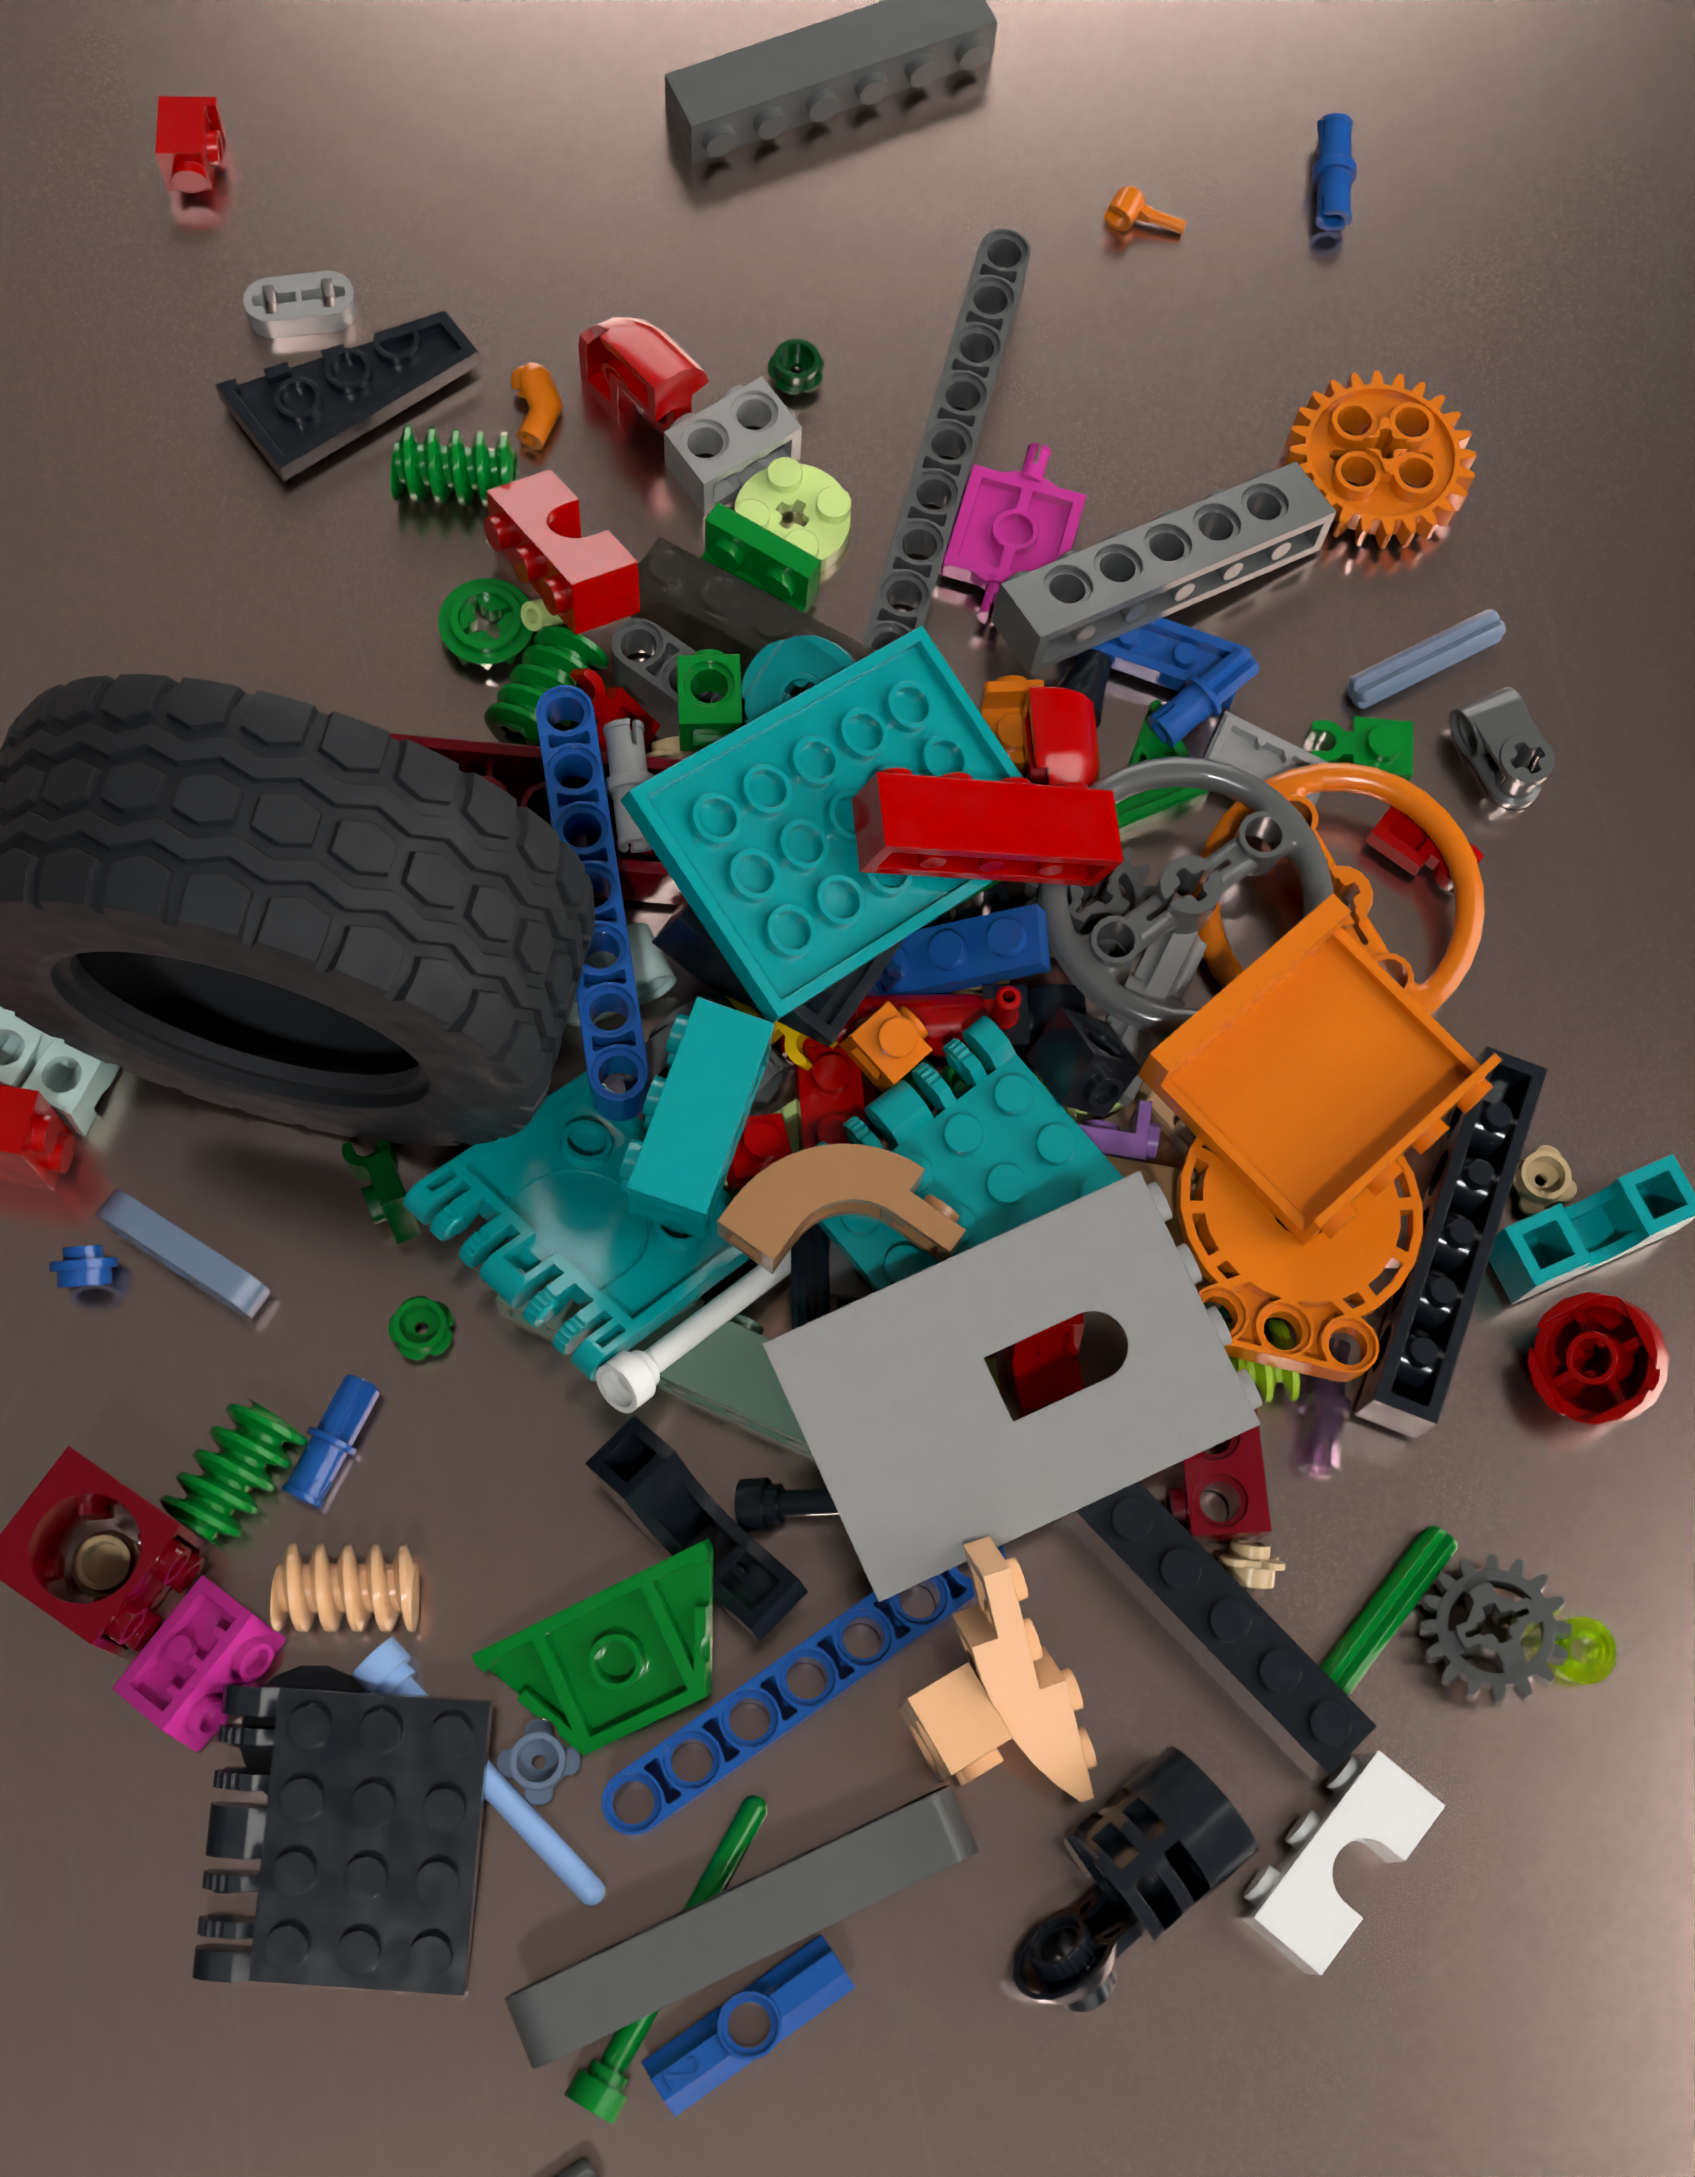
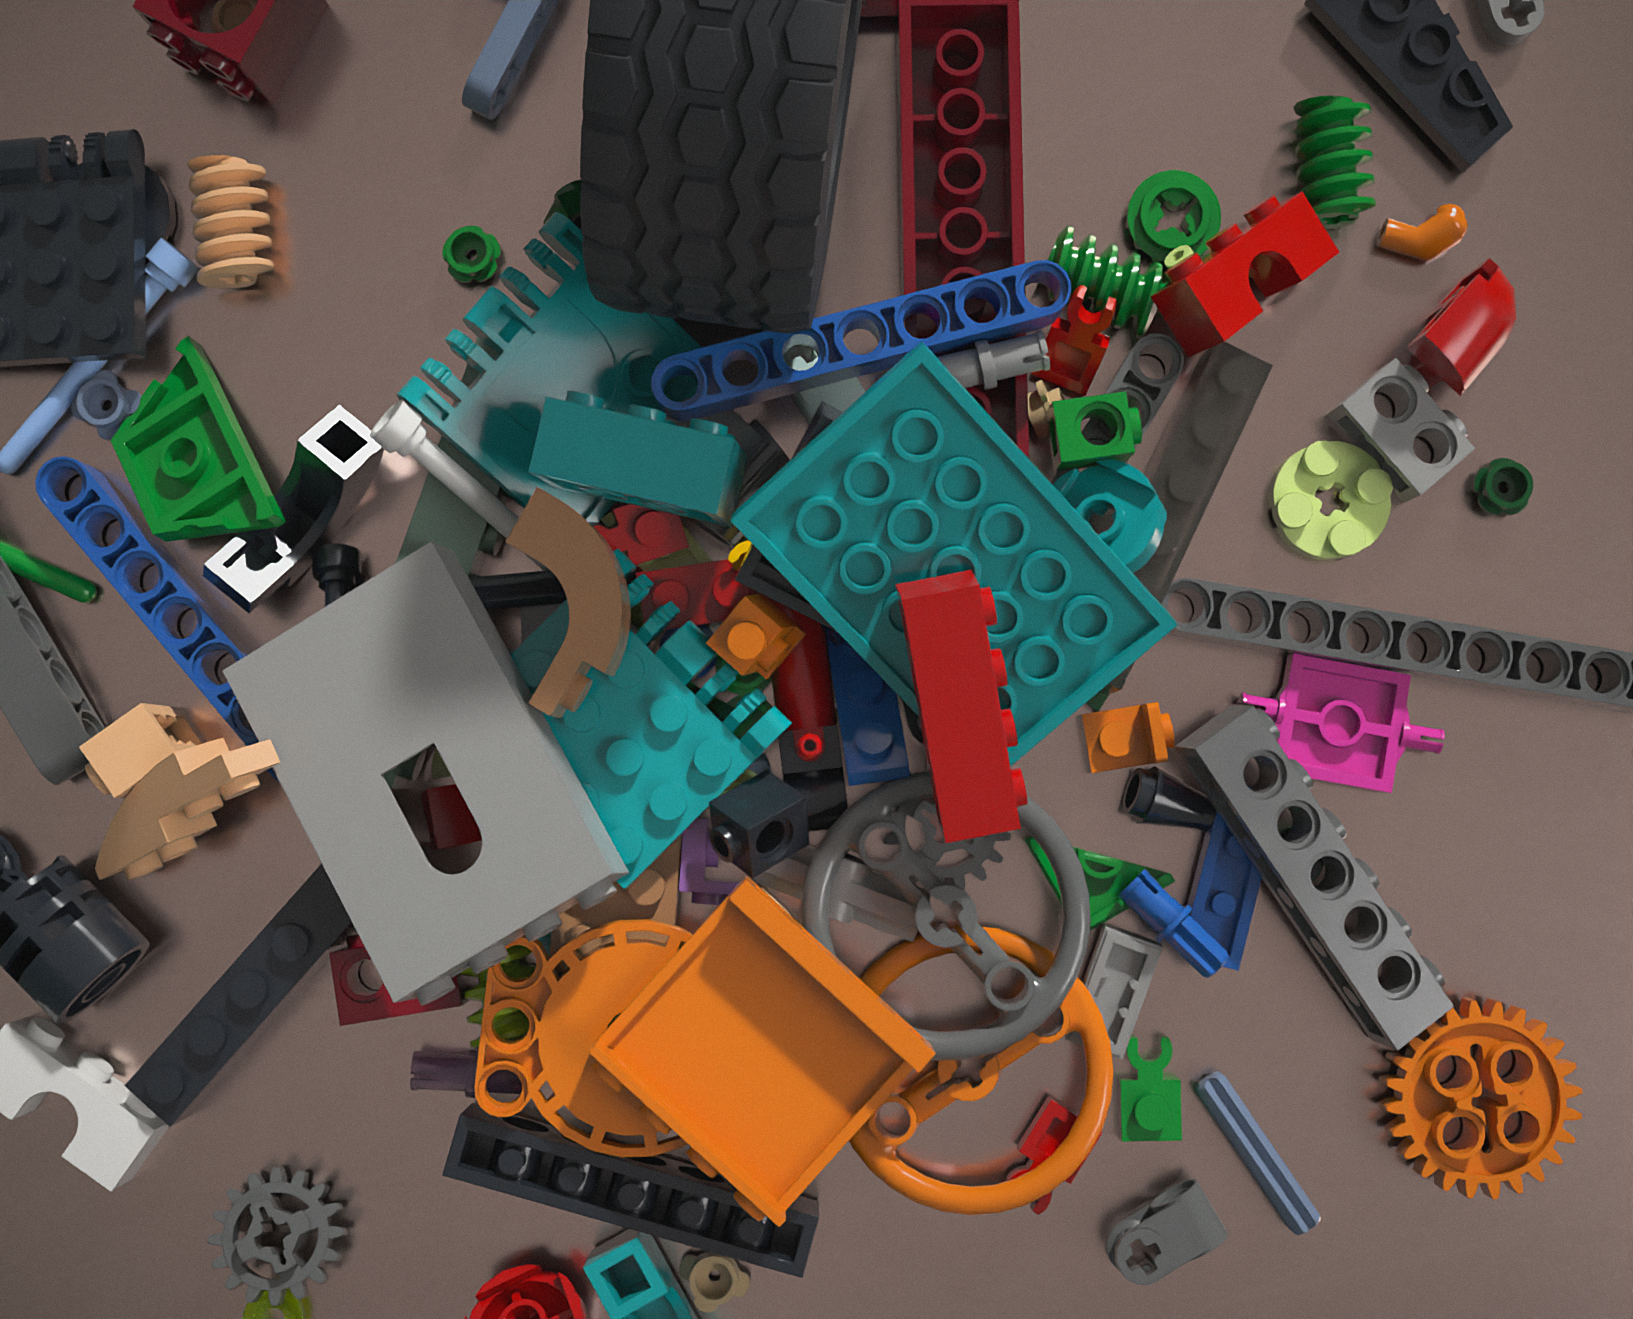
camera: 90 degrees right, 15 degrees up
(190, 1658) = (164, 104): dark pink bracket -> none
(232, 1471) = (320, 114): green piece -> none
(332, 1441) = (361, 191): blue axle -> none
(761, 558) = (1258, 468): green bracket -> none
(1060, 737) = (1085, 782): red brick -> none
(1250, 1563) = (316, 1010): tan plate -> none
(1389, 1607) = (295, 1138): green axle -> none

